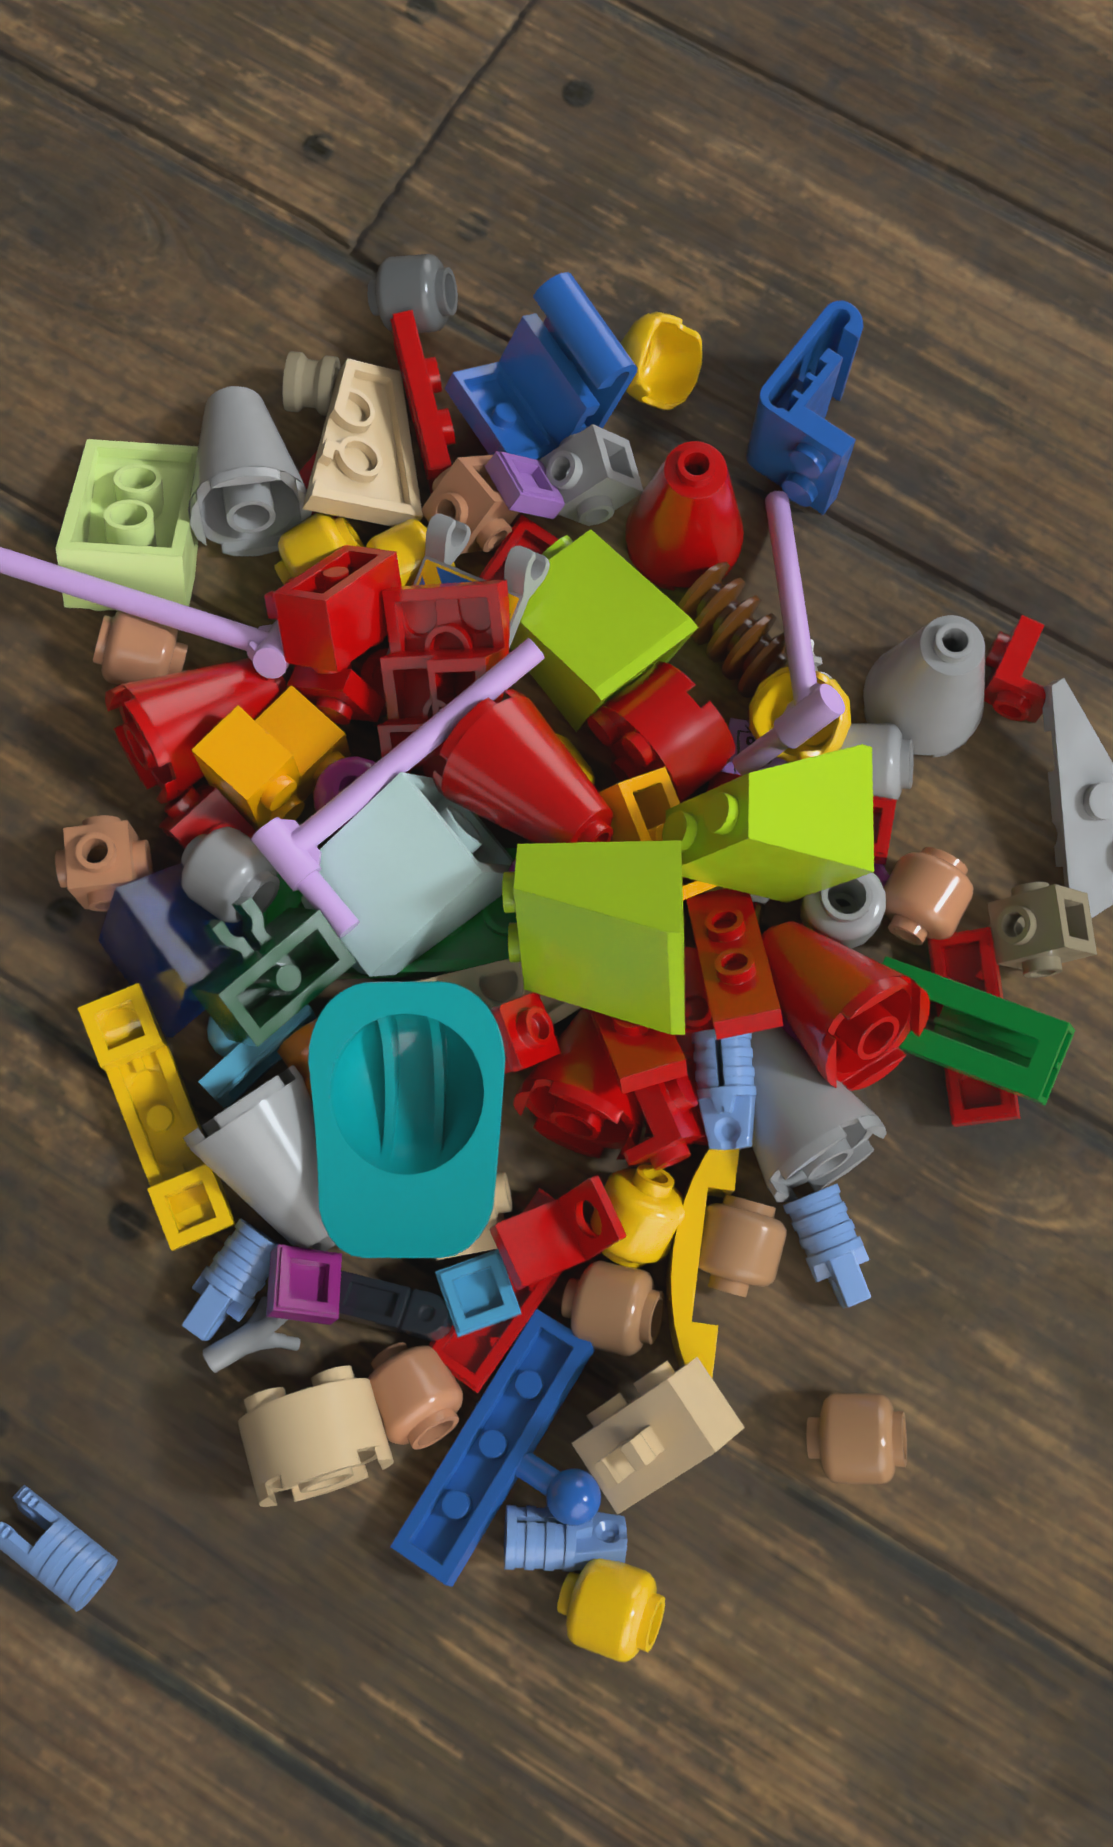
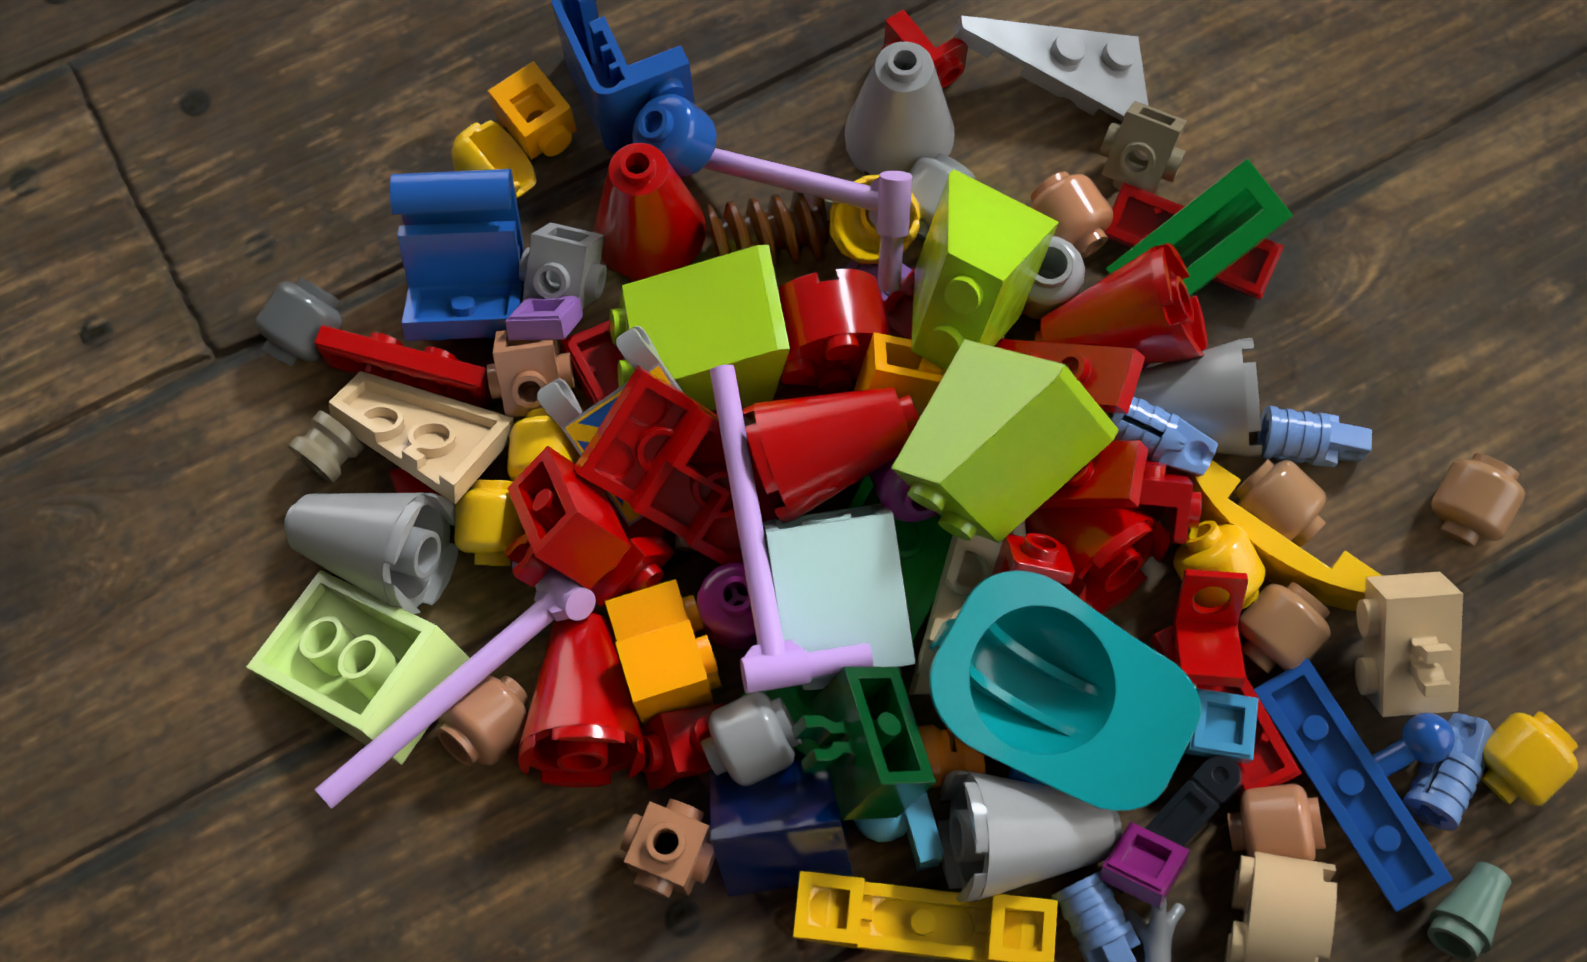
camera: 55 degrees left, 5 degrees down
(430, 1621) = (1469, 914): none -> sand green cone
(733, 365) = (533, 112): none -> light orange brick
(773, 492) = (678, 131): none -> blue head

